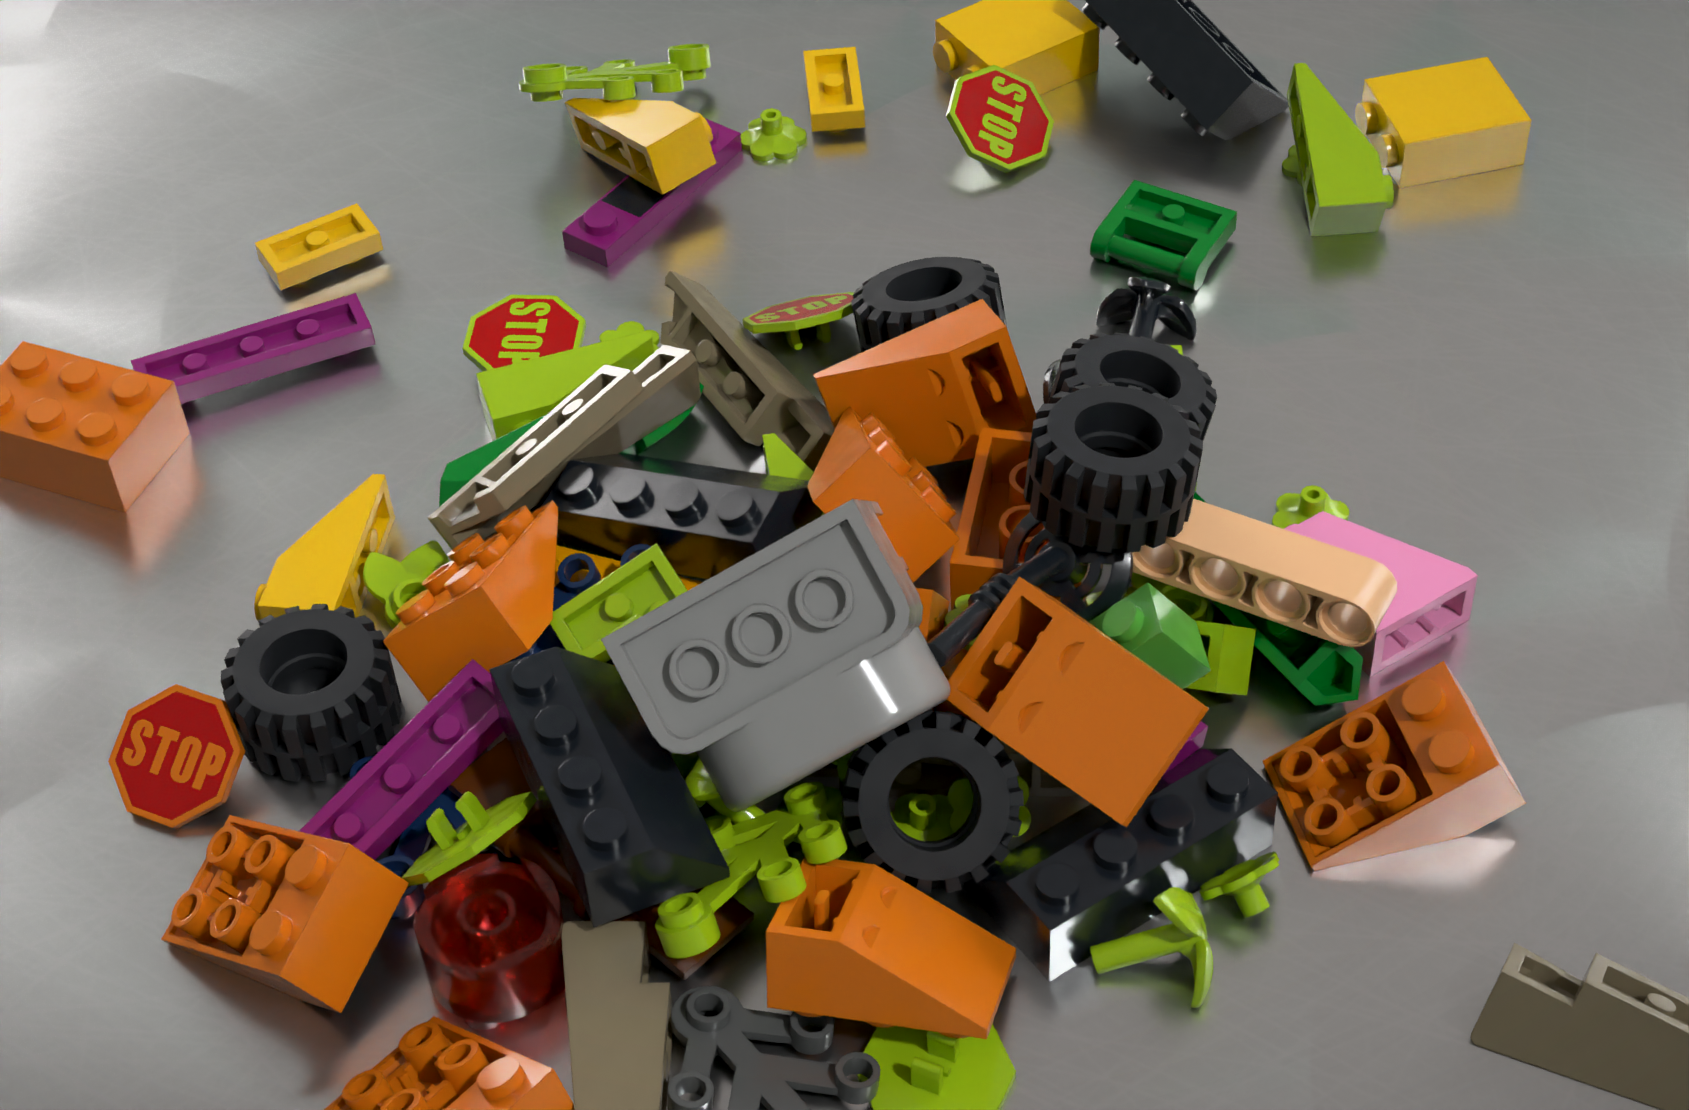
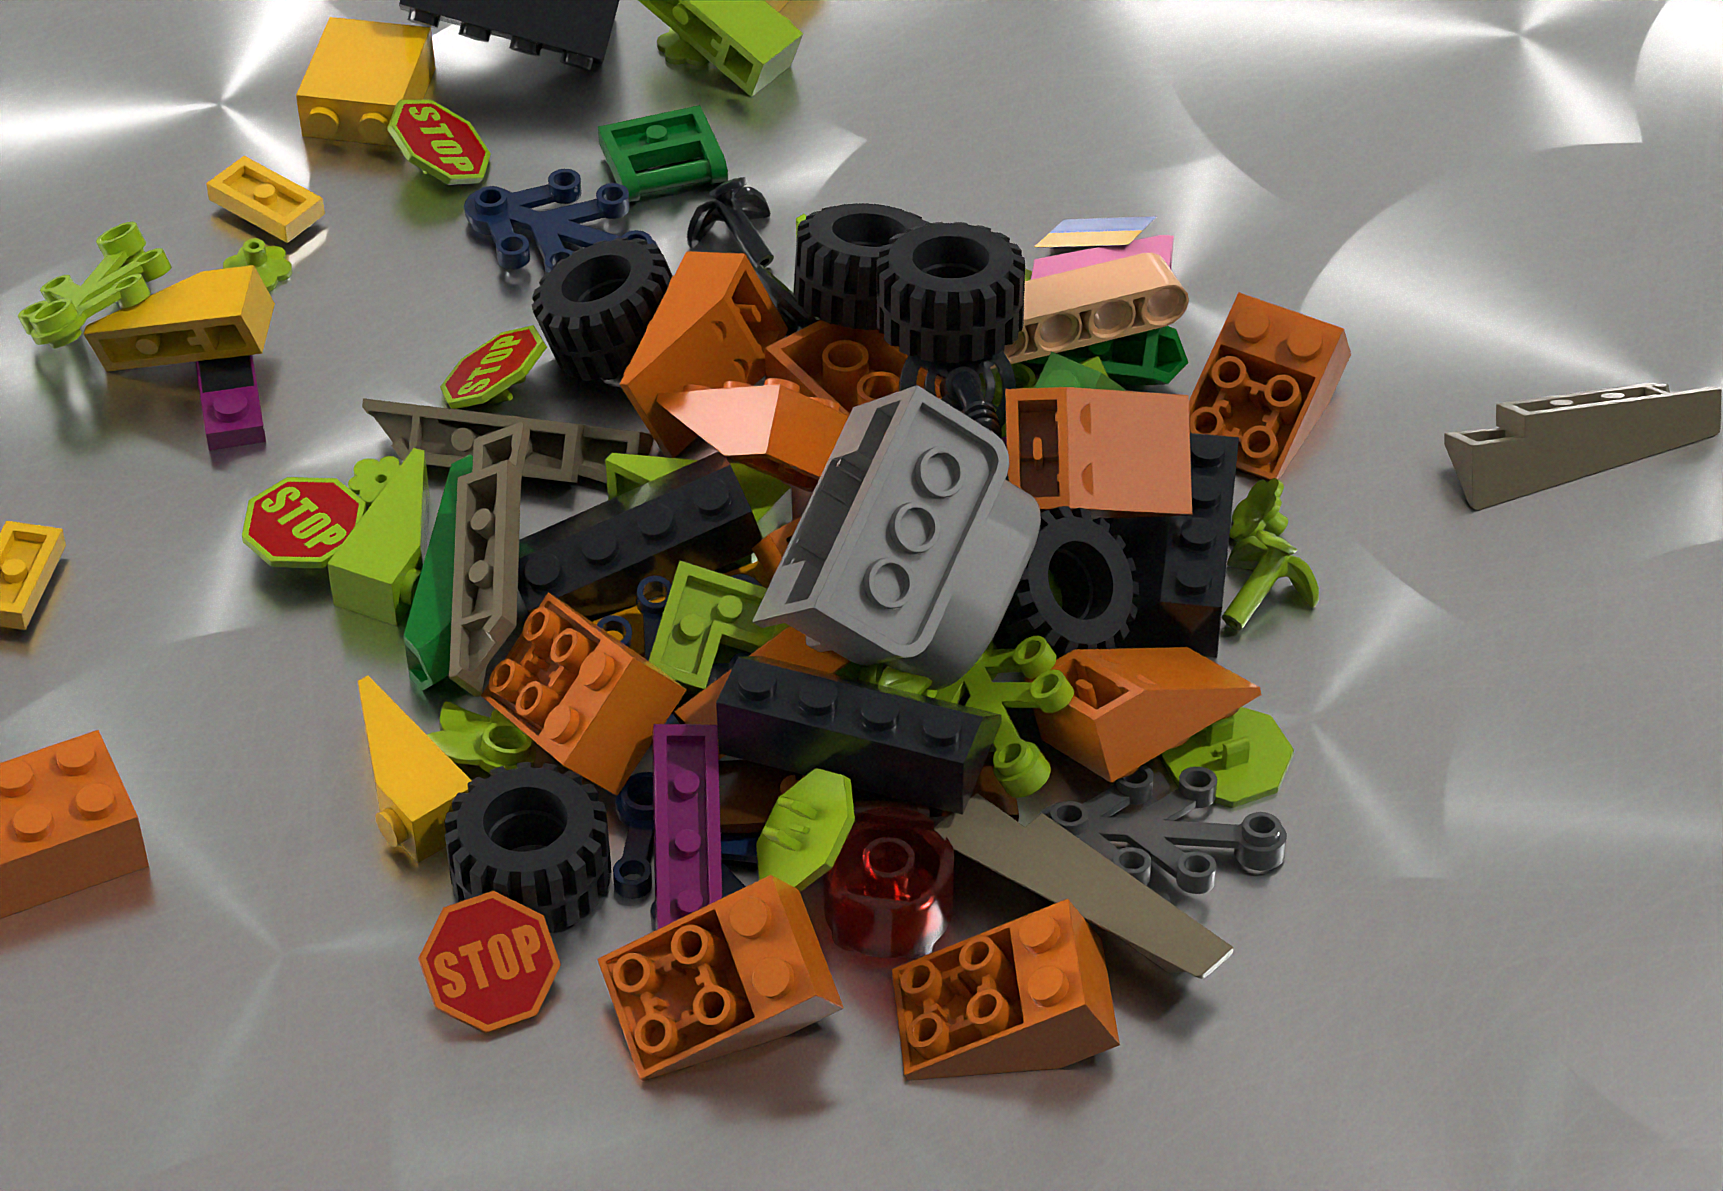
camera: 50 degrees left, 0 degrees up
(262, 349) = (93, 670): magenta plate -> none
(985, 201) = (496, 211): none -> dark blue plant
(1428, 529) = (1095, 232): none -> sticker

